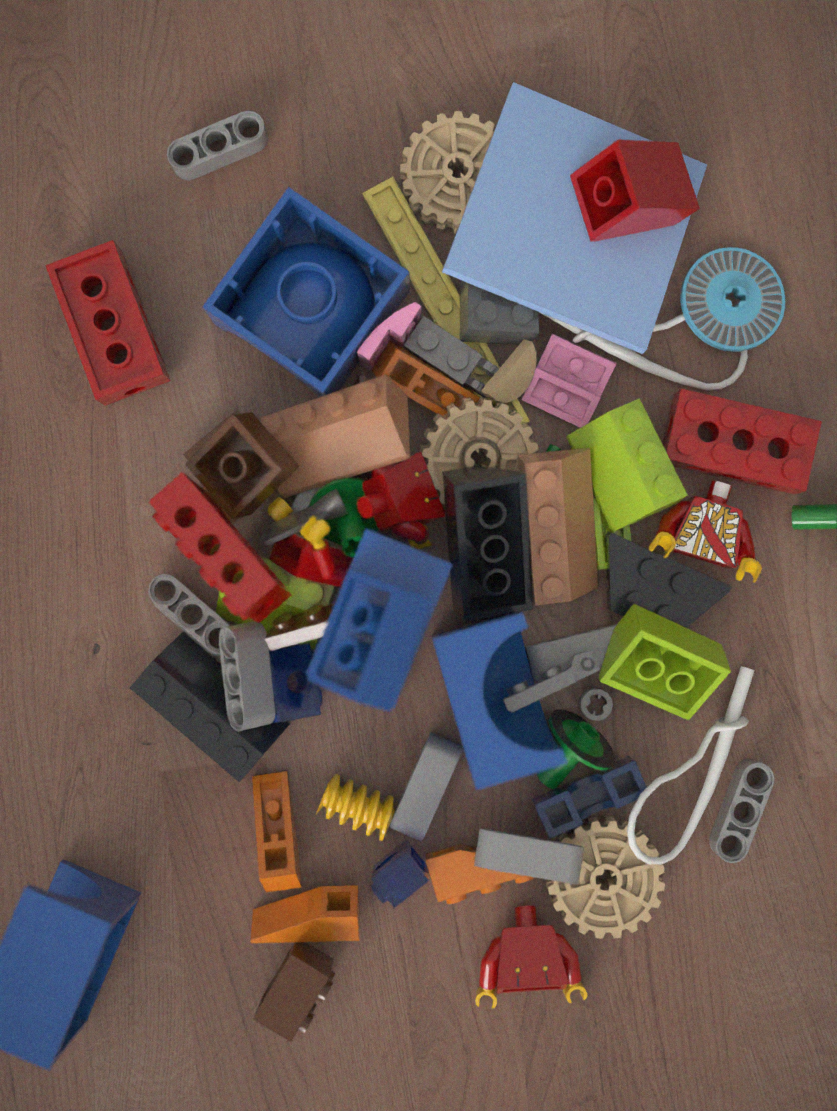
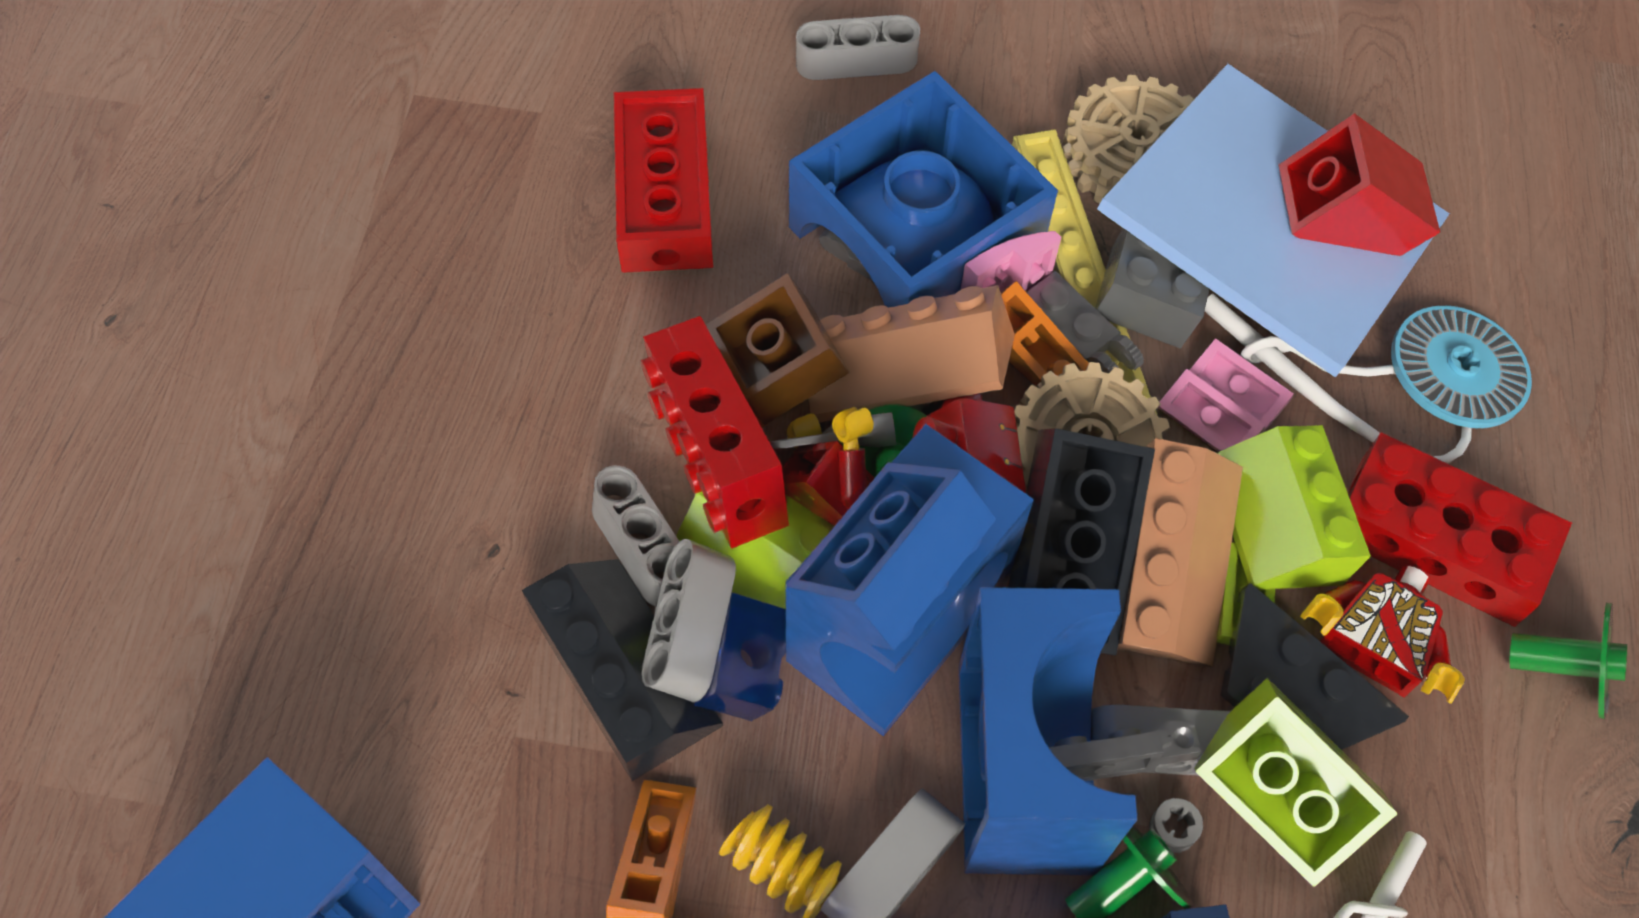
camera: 15 degrees right, 25 degrees down
(298, 628) = (766, 572): reddish brown plate -> none
(514, 375) = (1159, 362): tan tile -> none

